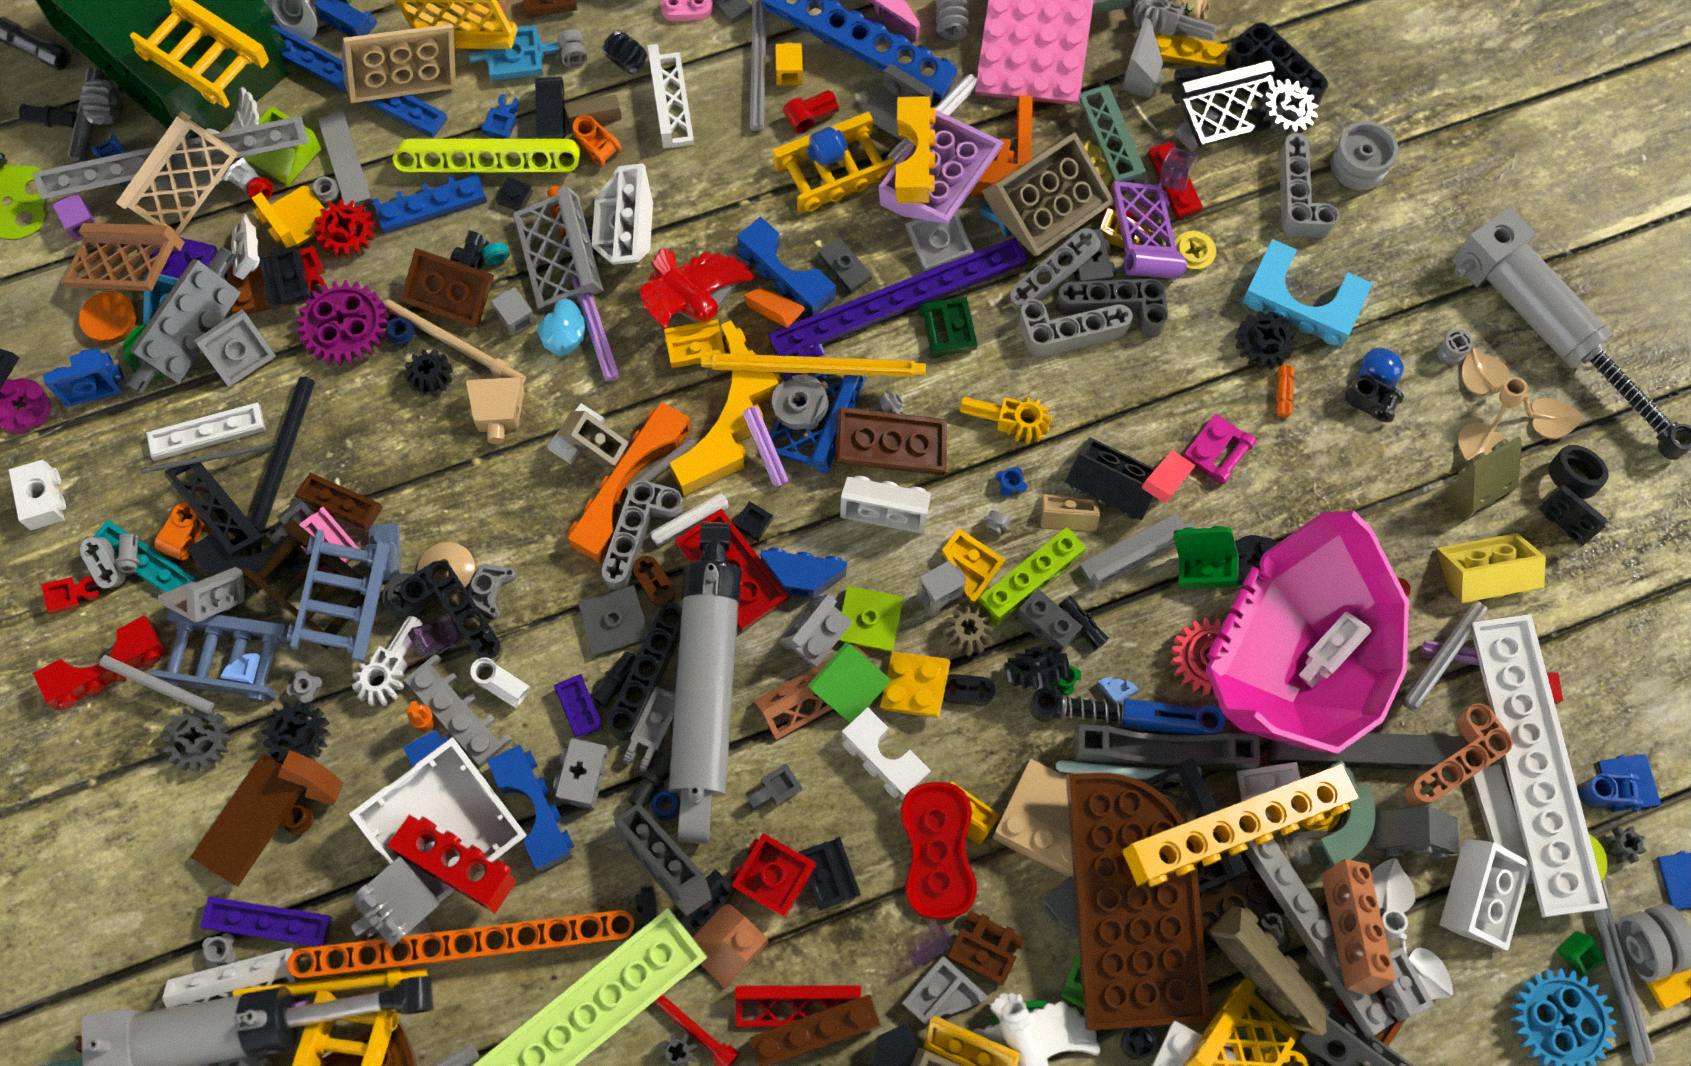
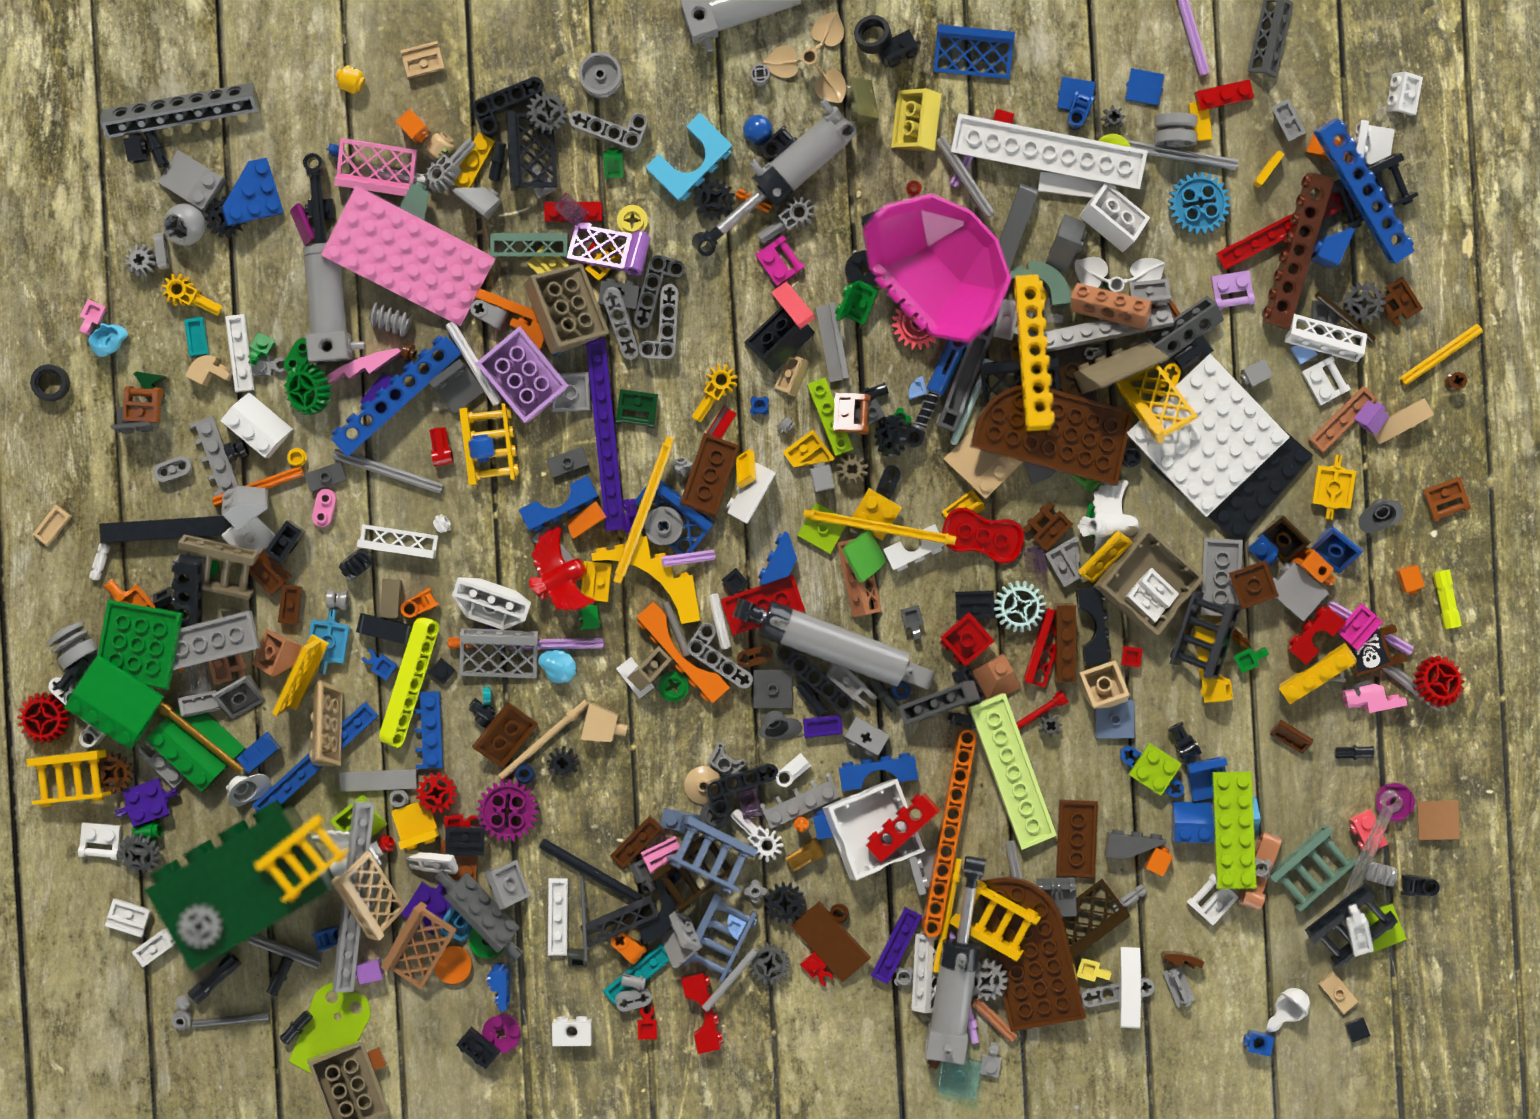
camera: 70 degrees left, 20 degrees up
(100, 102) = (284, 937): light grey gear -> none
(152, 479) = (576, 957): none -> pearl dark grey slope
(206, 810) = (815, 967): none -> red plate
(320, 782) = (821, 895): dark orange slope -> none
(380, 744) = (809, 852): none -> pearl gold piece
(395, 901) = (915, 865): light grey hinge -> none
(513, 311) = (534, 695): light grey brick -> none
(559, 639) = (776, 726): none -> dark grey piece
(577, 473) = (671, 695): none -> green gear
(643, 348) = (589, 617): none -> green brick
(710, 138) = (442, 523): none -> white plate
(789, 64) = (397, 450): yellow brick -> none
(816, 630) = (822, 566): light grey bracket -> none
(859, 953) = (1026, 622): none -> light aqua gear
(899, 691) = (879, 526): none -> yellow piece
(913, 176) = (530, 398): yellow arch -> none
(917, 482) = (745, 468): none -> yellow tile
(919, 38) = (408, 352): none -> reddish brown plate
(969, 442) = (721, 422): none -> red sticker
(1004, 119) = (492, 315): none -> light grey piece
(1049, 586) = (845, 413): none -> plate
(1257, 205) = (613, 163): none -> green bracket
(1280, 441) = (788, 220): none -> light grey gear
(1334, 648) = (939, 245): white hinge -> none
(1349, 415) = (787, 171): none -> light grey piece
(1456, 765) = (1034, 204): nougat beam -> none
(1581, 953) = (1165, 173): green slope -> none
(1646, 609) = (974, 34): none -> blue fence

